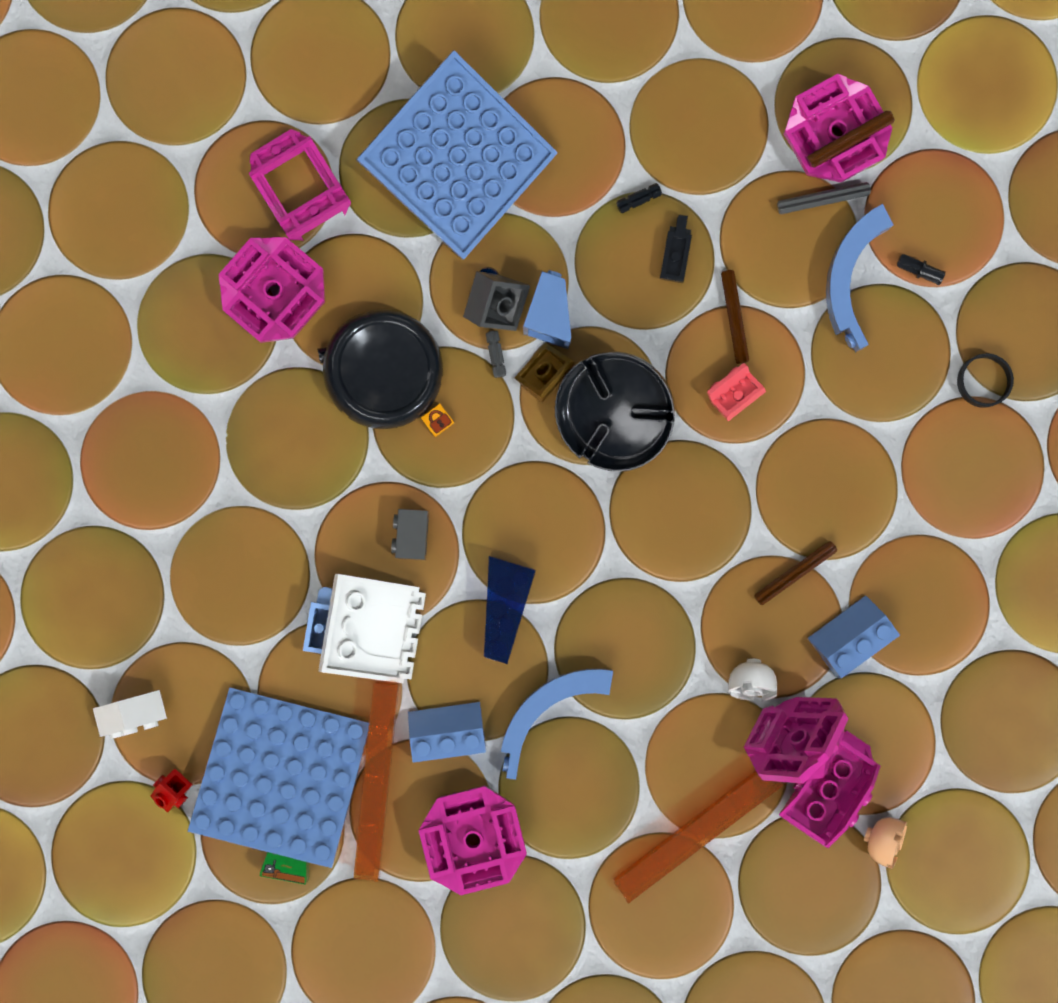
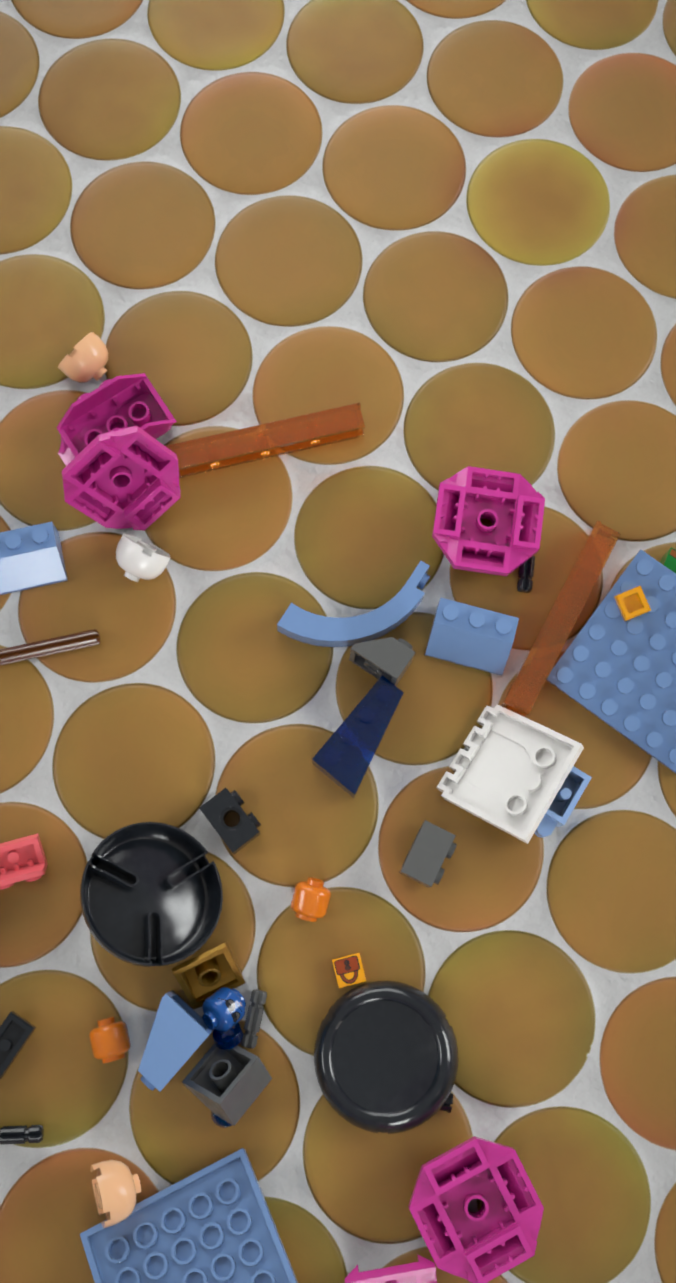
camera: 160 degrees left, 10 degrees down
(321, 815) = (632, 603): none -> light orange tile
(421, 809) = (526, 572): none -> black axle
(490, 460) = (310, 899): none -> orange head
(510, 333) = (228, 1039): none -> clear blue tile
(510, 679) = (383, 657): none -> dark grey slope
(521, 350) = (223, 1009): none -> blue head
(545, 191) = (114, 1190): none -> light nougat cylinder
(594, 496) = (216, 811): none -> black brick
(598, 292) = (109, 1040): none -> orange head

